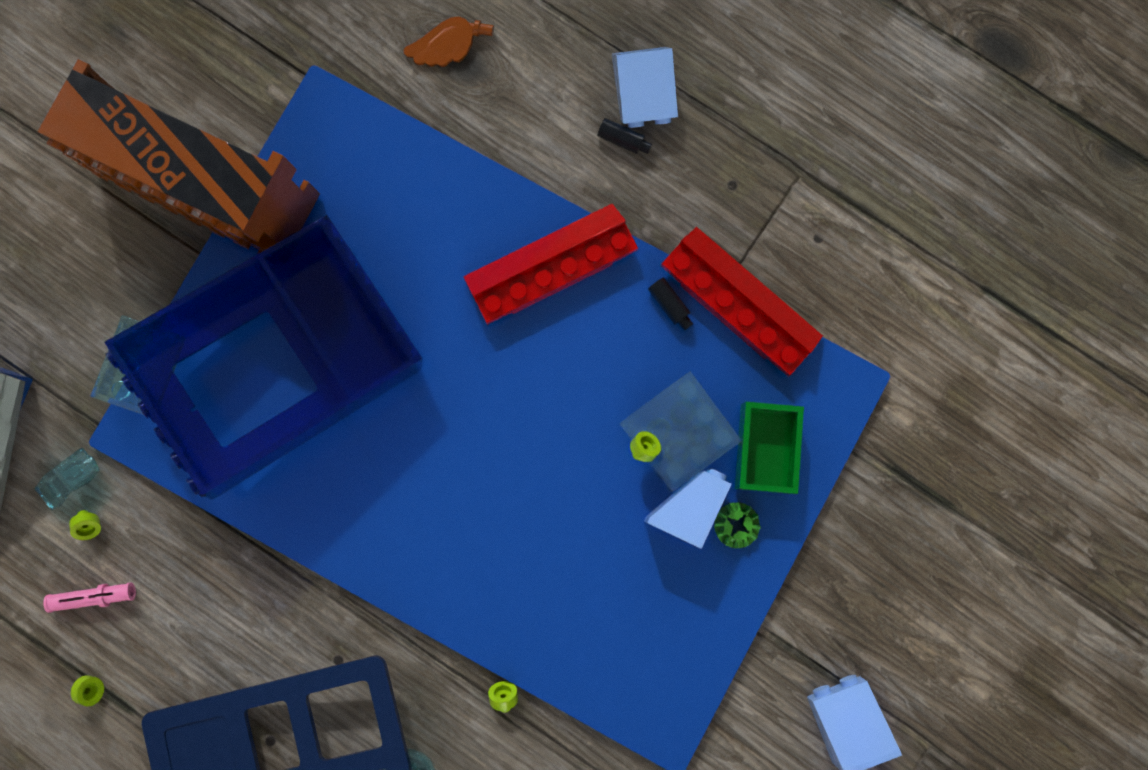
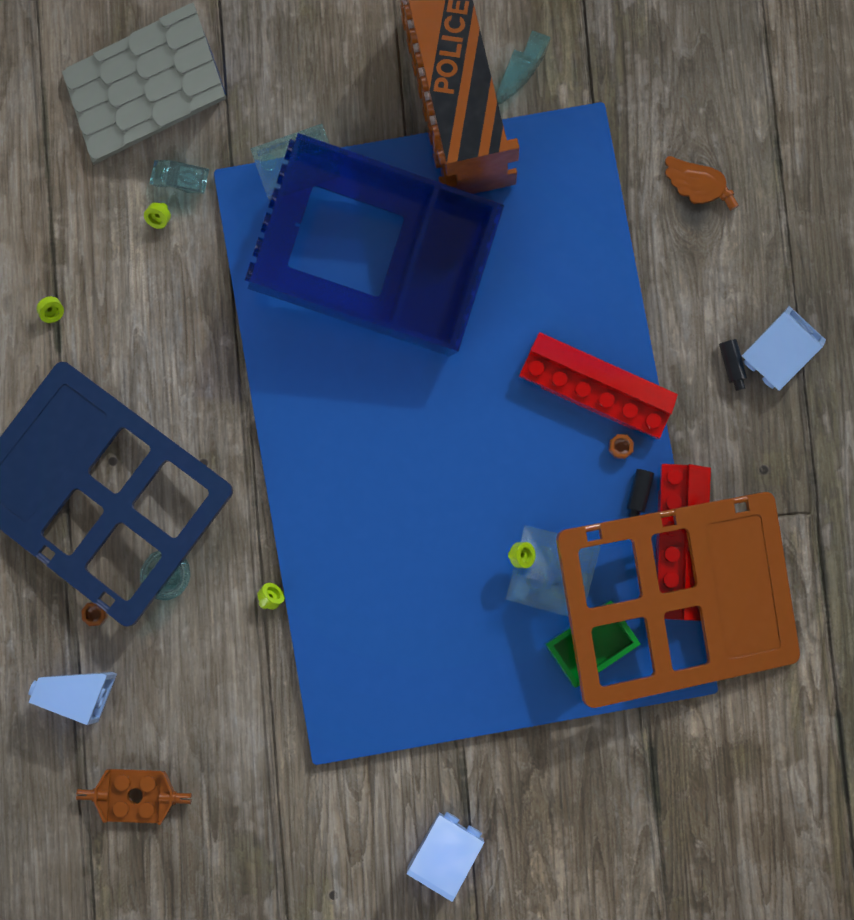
camera: 55 degrees right, 0 degrees up
(60, 601) = (120, 266): bright pink pin -> none
(223, 104) = (523, 65): none -> clear light blue slope
(618, 286) = (621, 446): none -> dark orange tile
(692, 508) = (505, 622): light blue slope -> none
(724, 529) = (510, 657): bright green gear -> none
(820, 289) = (737, 588): none -> dark orange door

